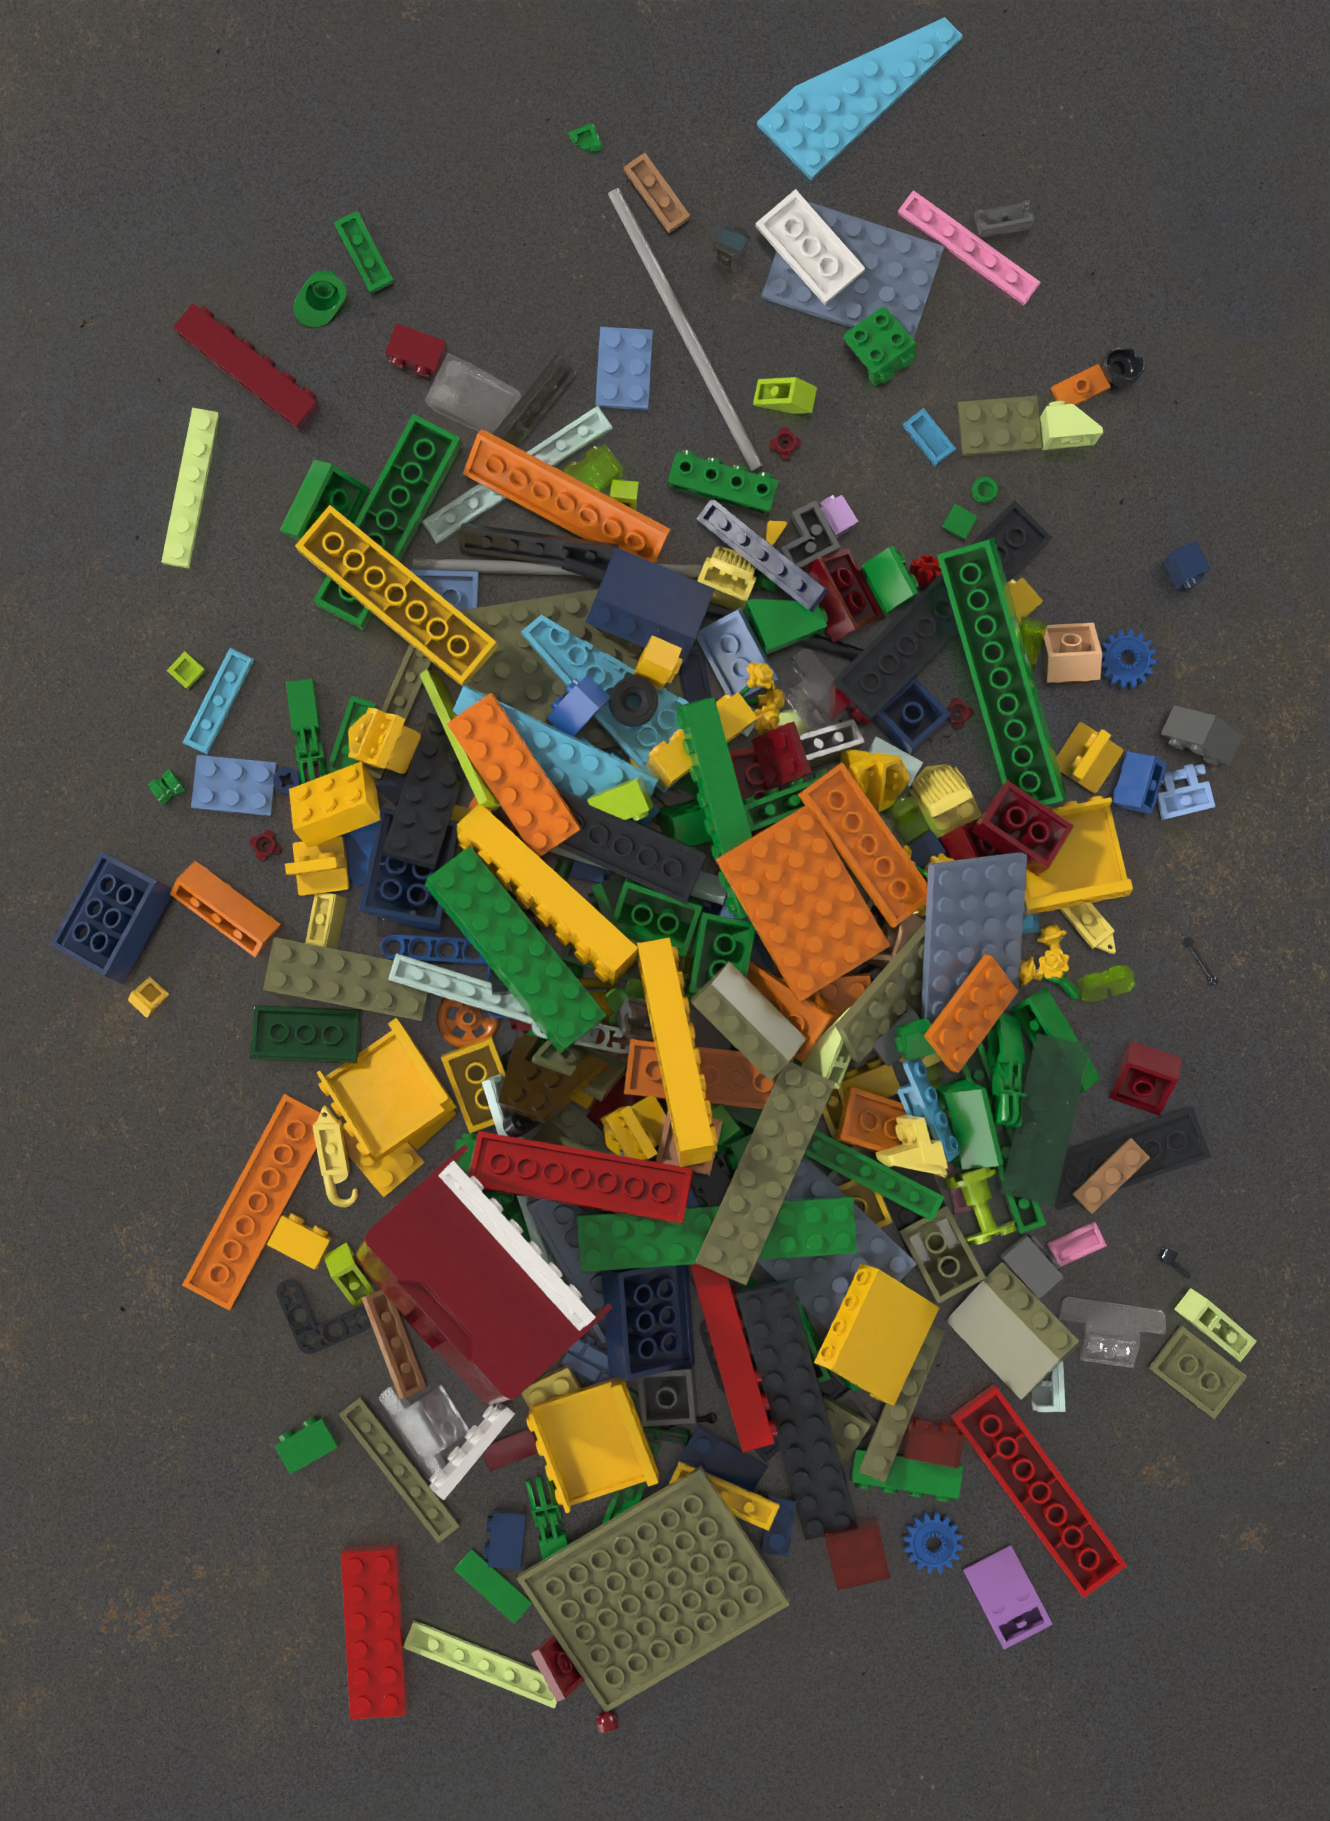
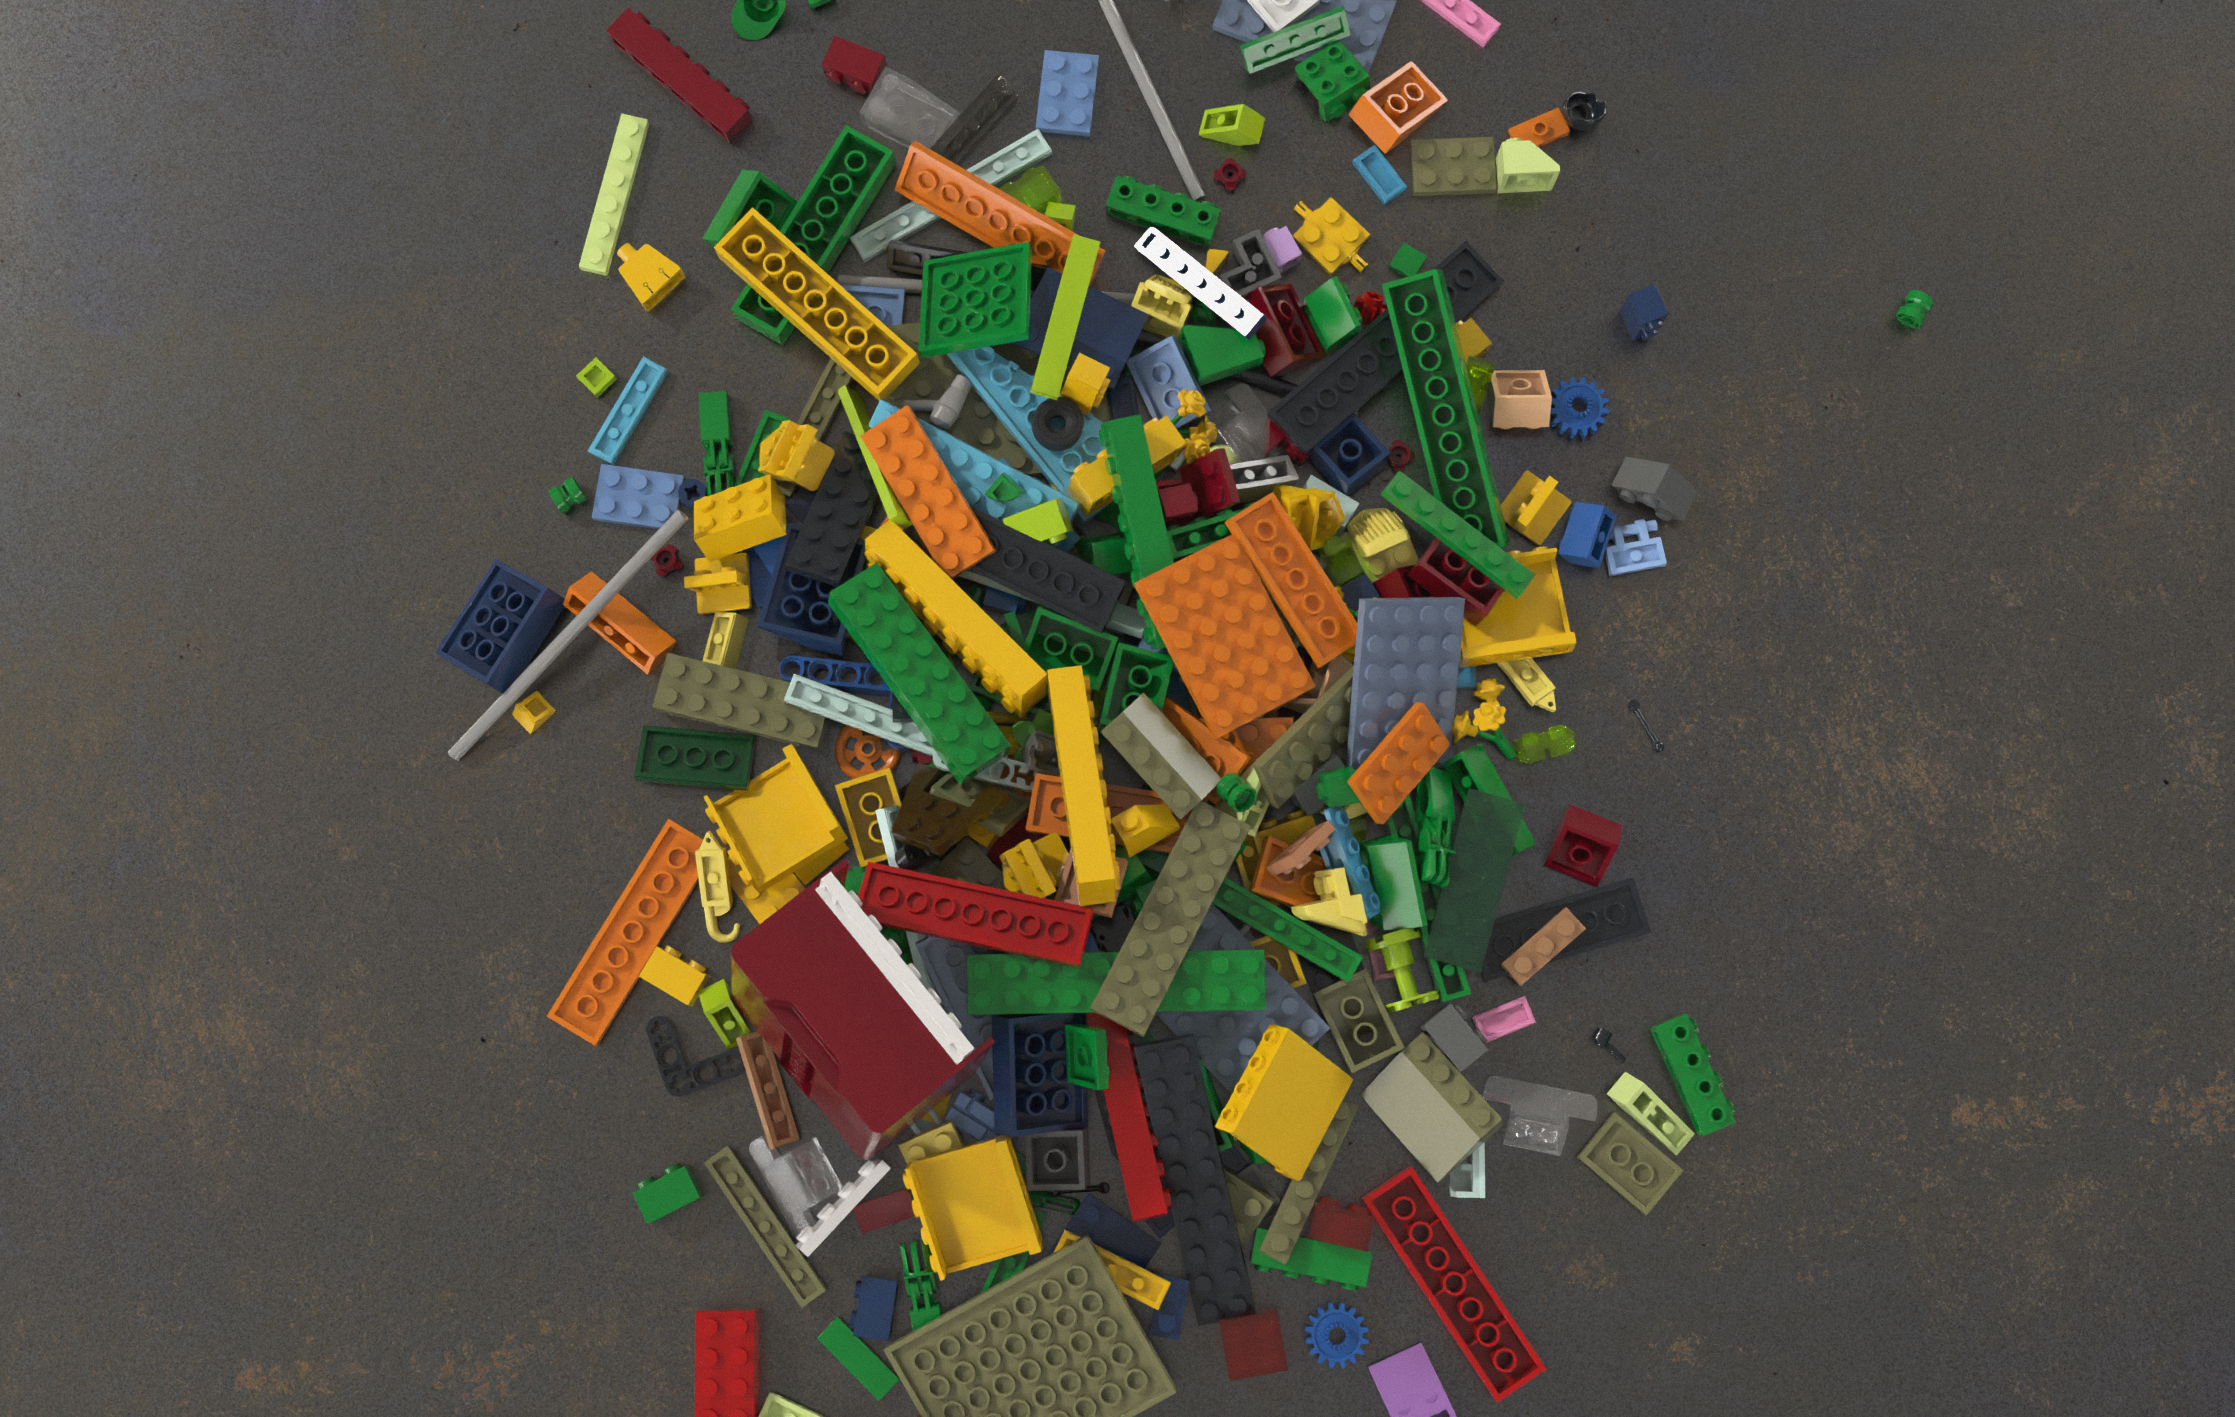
camera: 10 degrees right, 5 degrees down
(178, 925) = (572, 630): none -> light grey piece
(229, 566) = (649, 274): none -> yellow torso
(527, 689) = (948, 407): none -> light grey piece
(548, 584) = (975, 300): none -> green plate
(578, 706) = (999, 425): blue brick -> none
(587, 769) = (1004, 489): none -> green tile
(636, 598) = (1065, 317): none -> lime tile
(692, 1302) = (1087, 1056): none -> green plate
(735, 1088) = (1143, 827): none -> yellow slope
(753, 777) = (1178, 504): none -> dark red brick
(820, 1051) = (1236, 792): none -> green wheel
(843, 309) = (1295, 40): none -> plate
(880, 1102) = (1298, 852): none -> nougat plate
(885, 500) = (1331, 236): none -> yellow plate
(944, 369) = (1397, 106): none -> orange slope
(985, 490) = (1435, 230): green tile -> none
(1018, 792) = (1457, 534): none -> green plate
(1253, 1287) = (1693, 1075): none -> green brick

